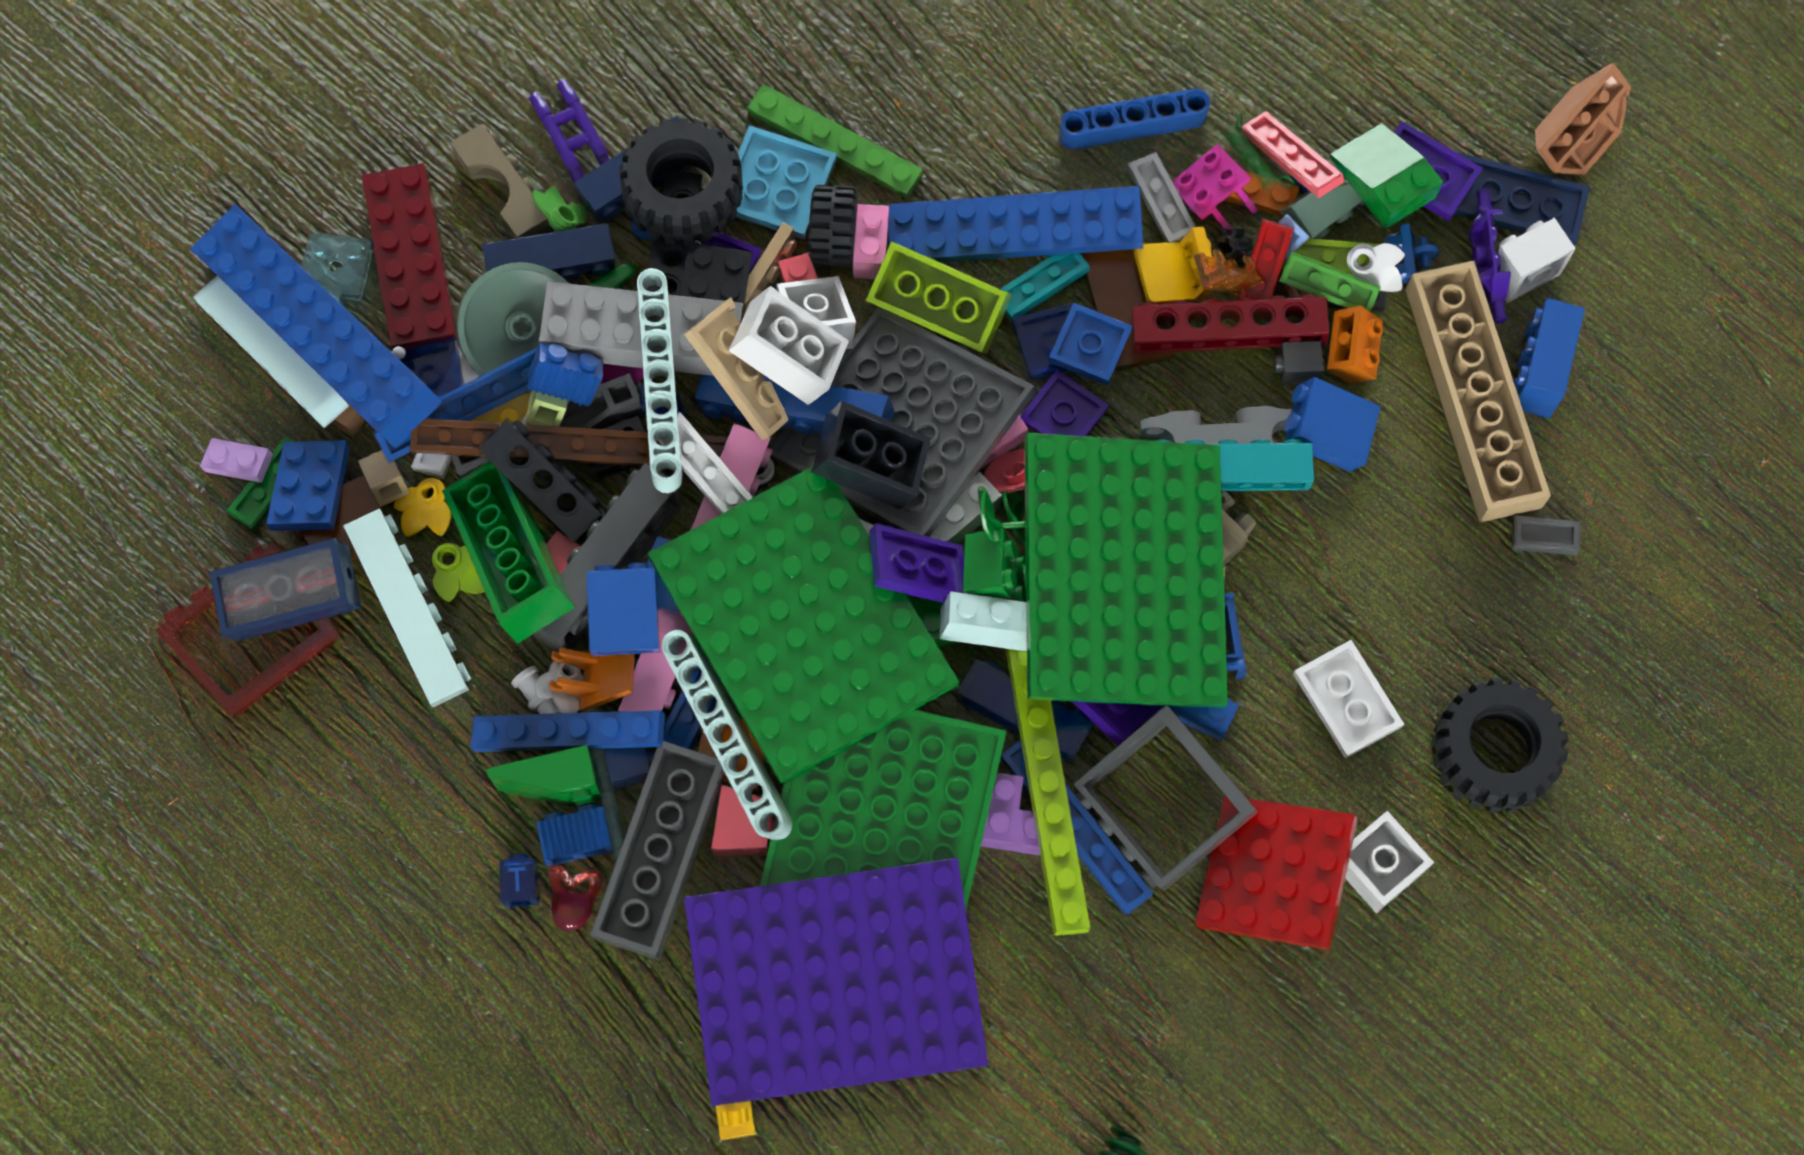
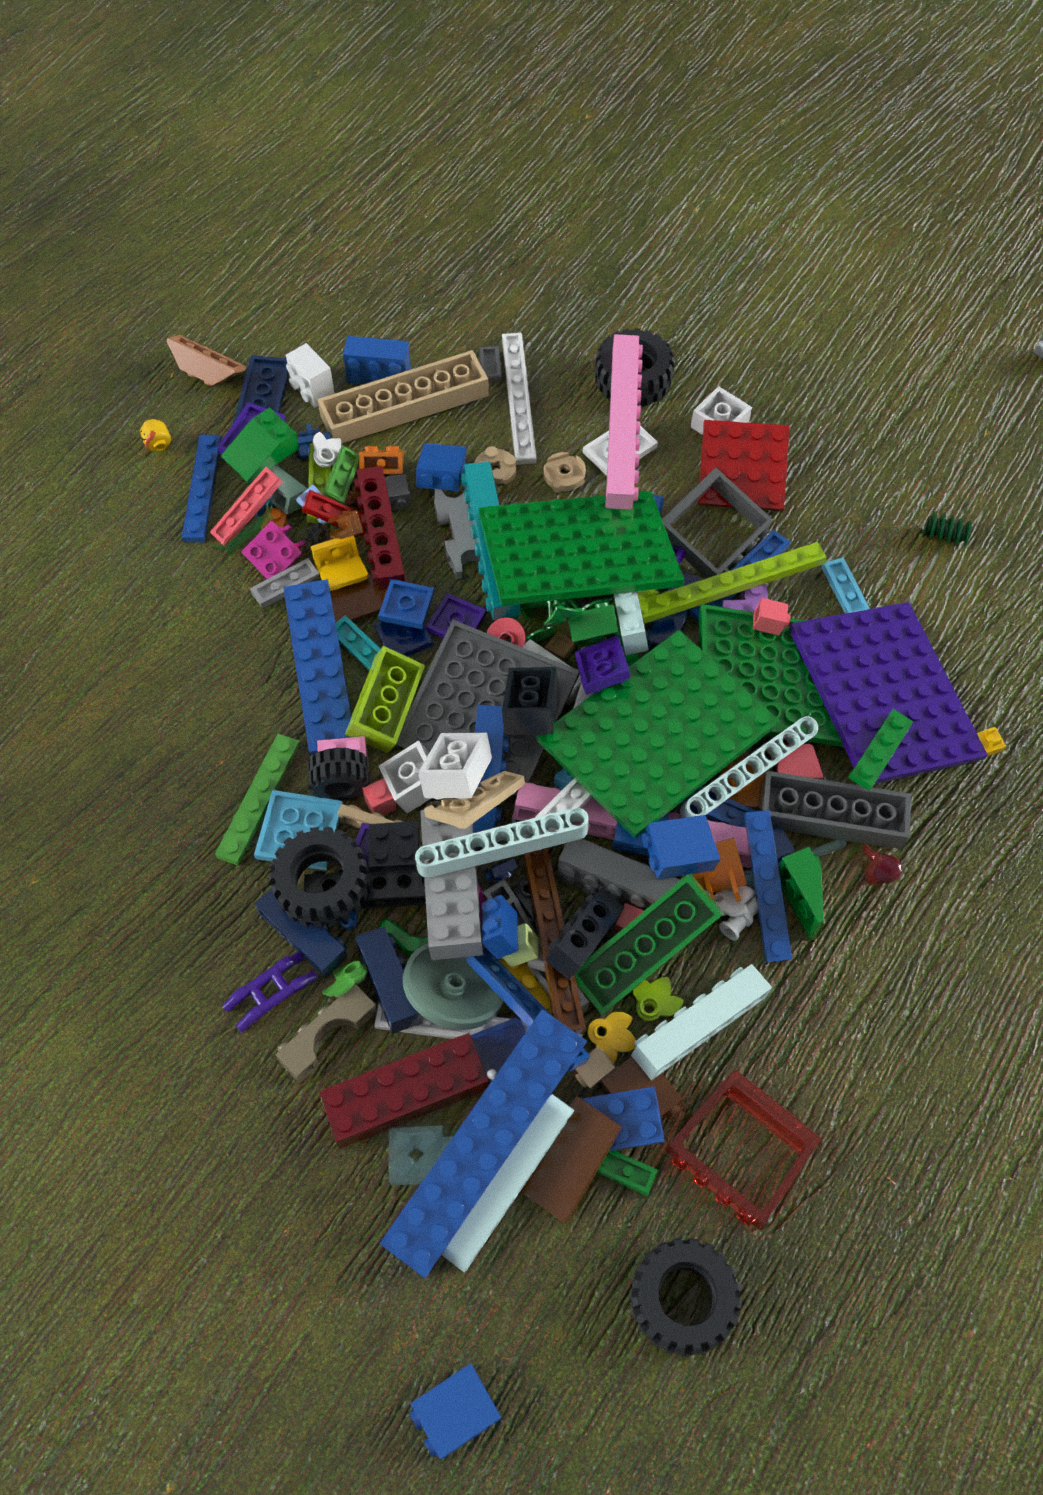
camera: 100 degrees left, 10 degrees down
(55, 269) = (454, 1412): none -> blue brick
(73, 490) = (713, 1268): none -> black tyre
(236, 460) = (603, 1197): lavender plate -> none
(278, 426) = (572, 1160): none -> reddish brown tile
(285, 590) = (715, 1113): brick -> none
(519, 881) = (879, 903): clear blue brick -> none
(574, 835) = (838, 874): blue brick -> none
(726, 928) = (880, 749): none -> green plate
(968, 826) = (771, 616): none -> coral brick
(1031, 979) = (844, 586): none -> medium azure plate
(1145, 109) = (226, 614): blue beam -> none
(1301, 623) = (564, 482): none -> tan plate
(1336, 528) = (499, 458): none -> tan plate
(1346, 106) = (201, 489): none -> blue plate
(1356, 679) = (623, 423): none -> bright pink brick
(1445, 48) = (155, 435): none -> yellow head
(1473, 567) = (518, 399): none -> white tile
(1488, 264) = (294, 398): dark purple plate -> none

